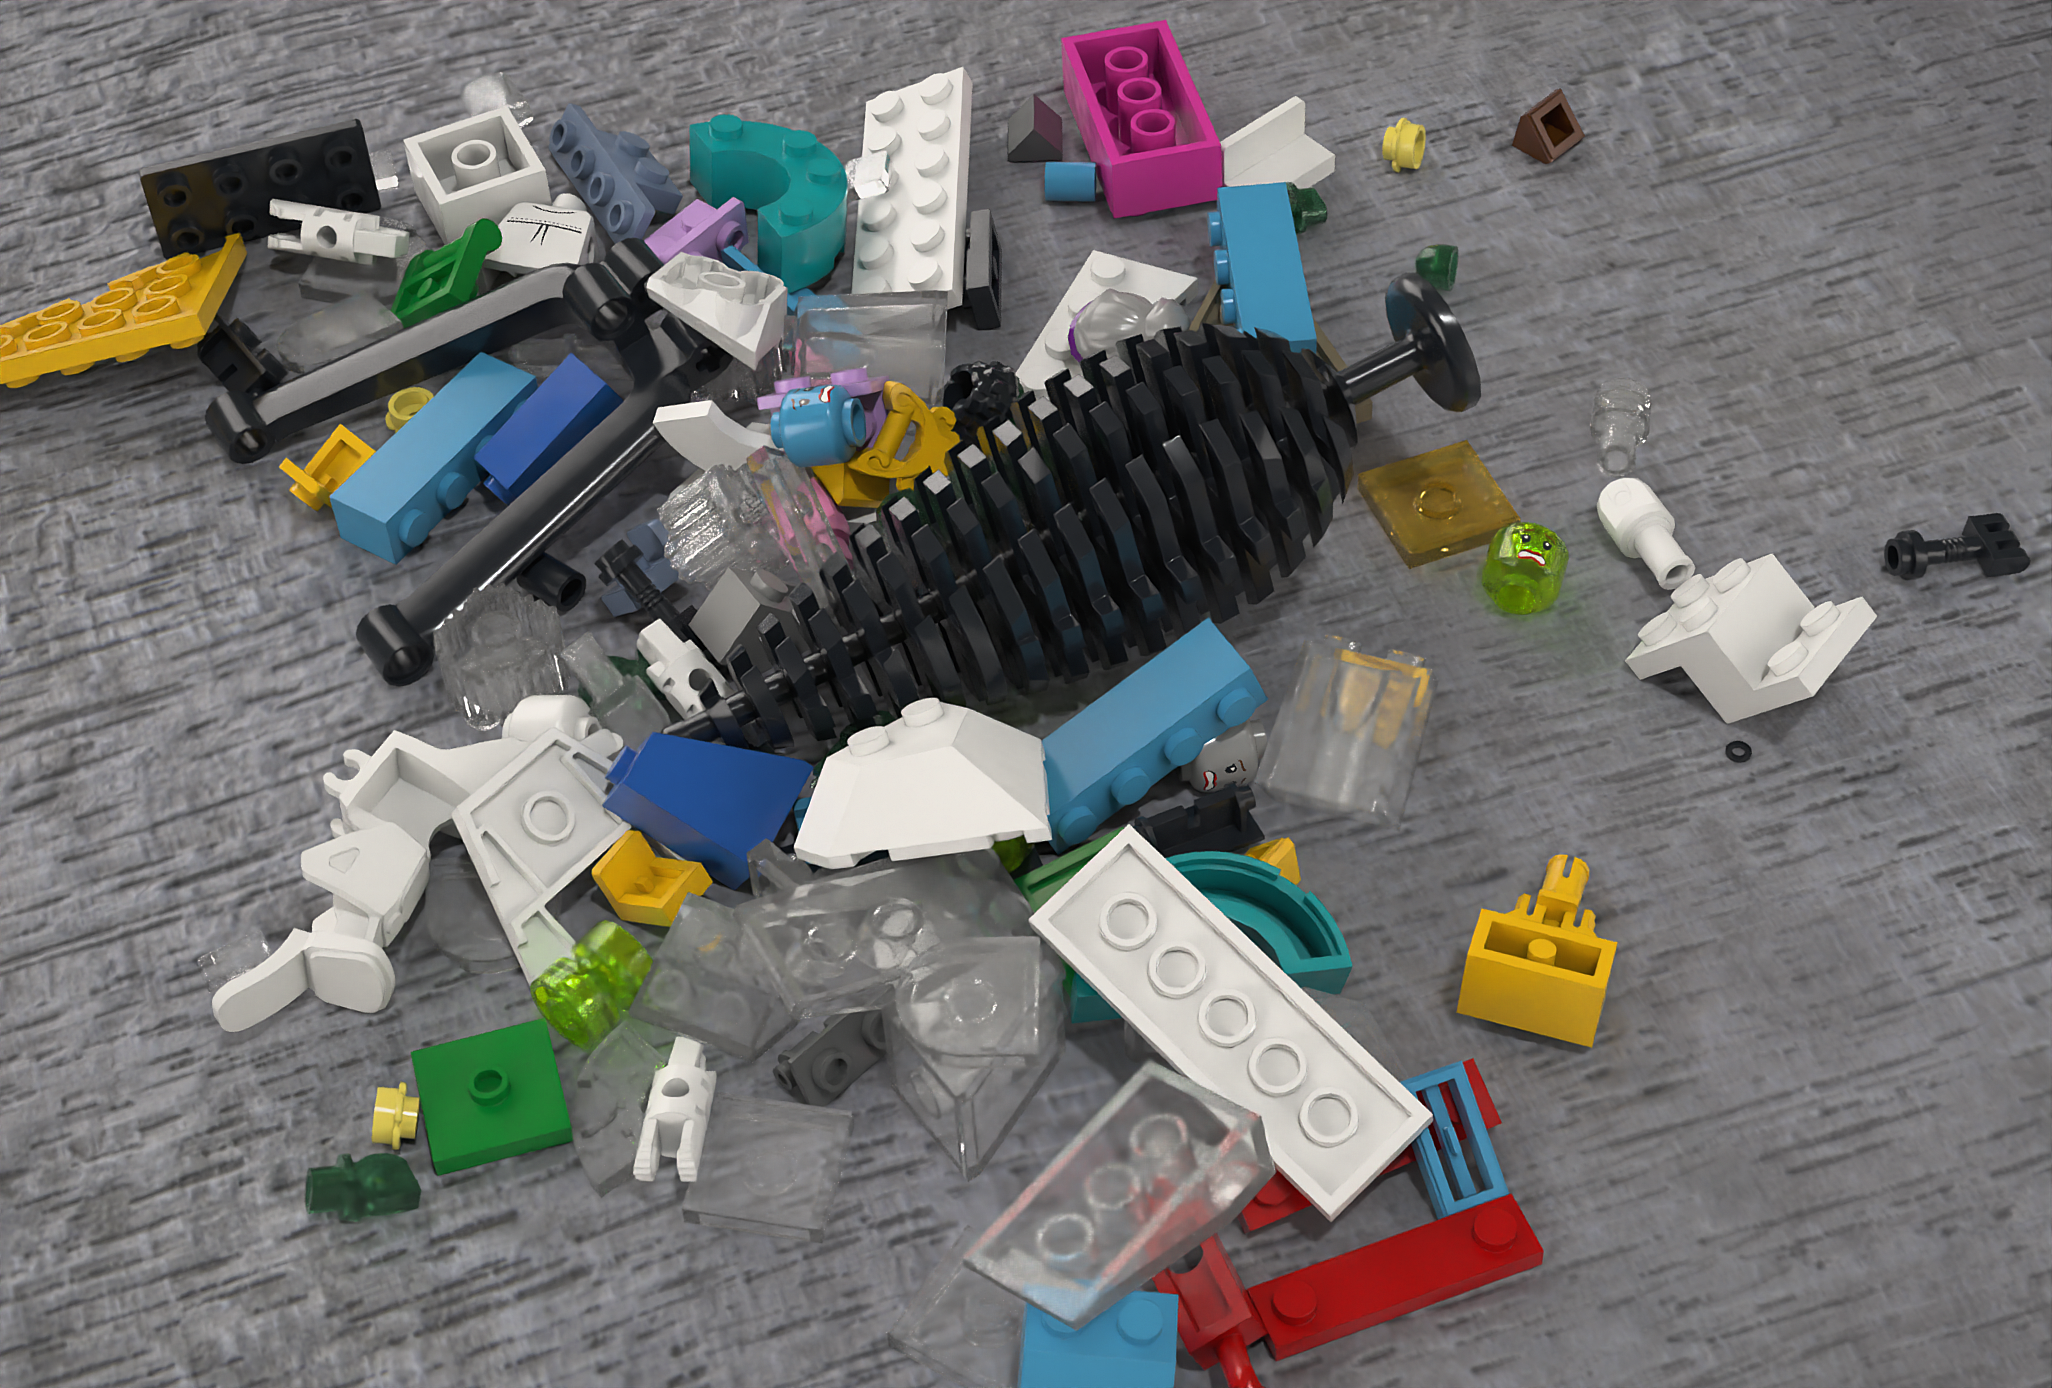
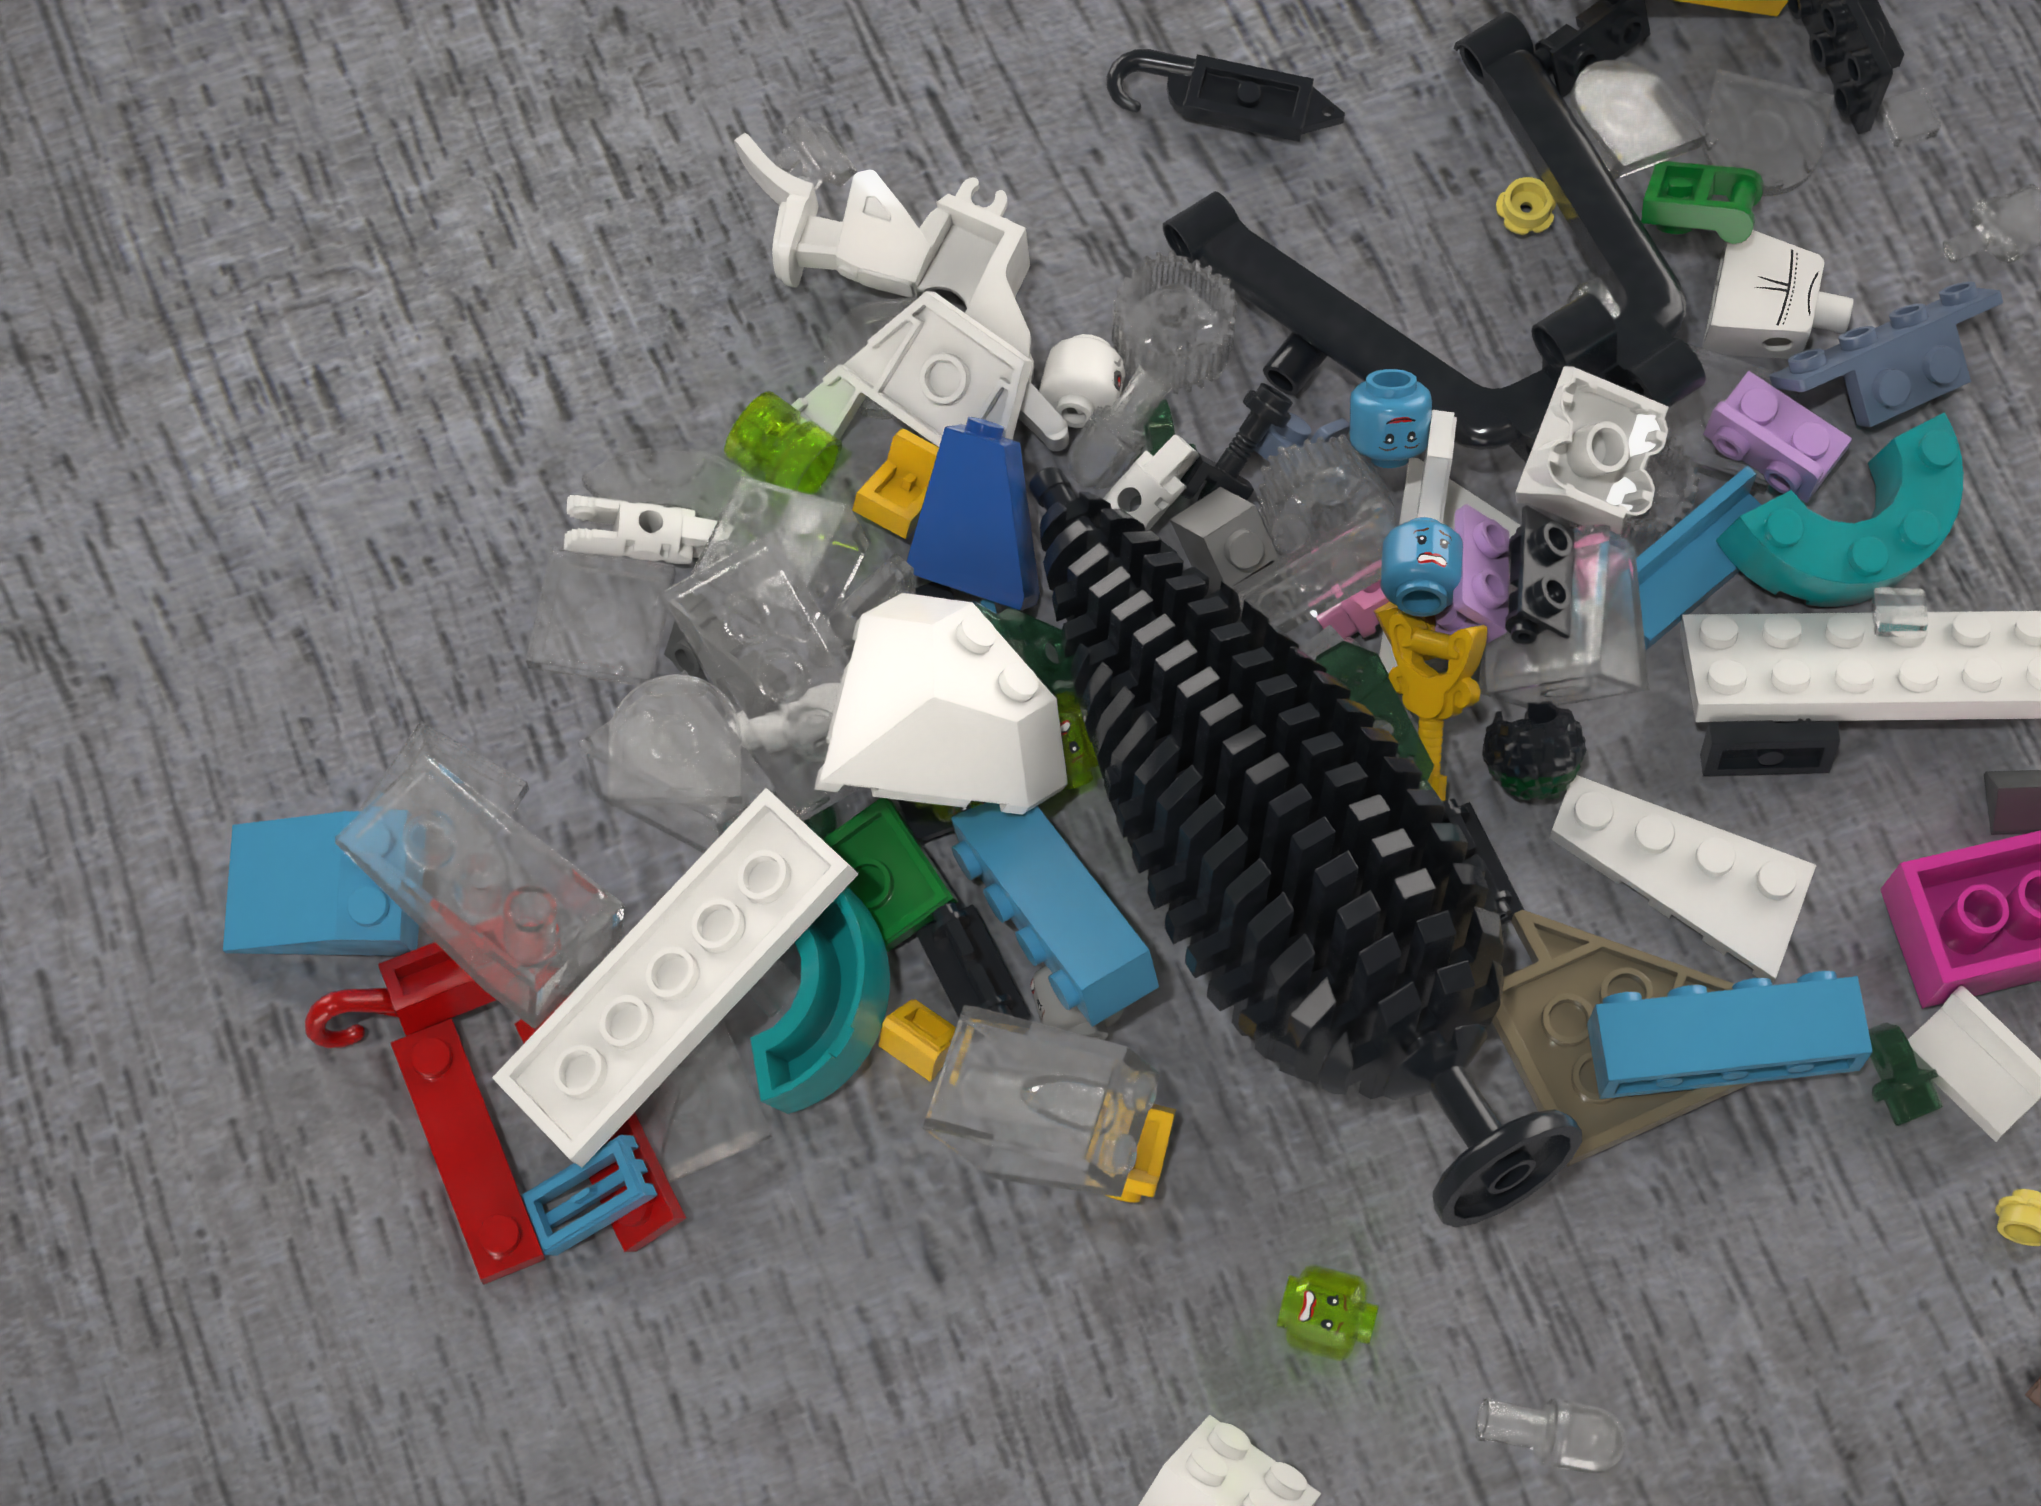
camera: 85 degrees right, 20 degrees up
(240, 627) = (1229, 93): none -> black plate
(329, 468) = (1430, 143): yellow bracket -> none
(337, 234) = (1769, 88): white hinge -> none
(364, 1188) = (579, 283): clear green piece -> none
(394, 1116) = (656, 305): light yellow plate -> none
(429, 460) = (1456, 235): dark azure brick -> none
(475, 171) = (1869, 214): white brick -> none
(491, 1096) = (681, 381): green plate -> none
(546, 428) = (1467, 328): blue slope -> none
(655, 454) = (1390, 417): none -> dark azure head
(865, 341) = (1544, 578): none -> black hinge
(1070, 181) = (1934, 830): dark azure hinge -> none
(1118, 317) = (1653, 896): light grey hair -> none
(1436, 503) = (1429, 1260): clear yellow tile -> none
(1438, 265) = (1812, 1247): clear green hinge -> none
(1539, 966) = (794, 1292): yellow brick -> none
(1644, 530) = (1394, 1444): white arm -> none

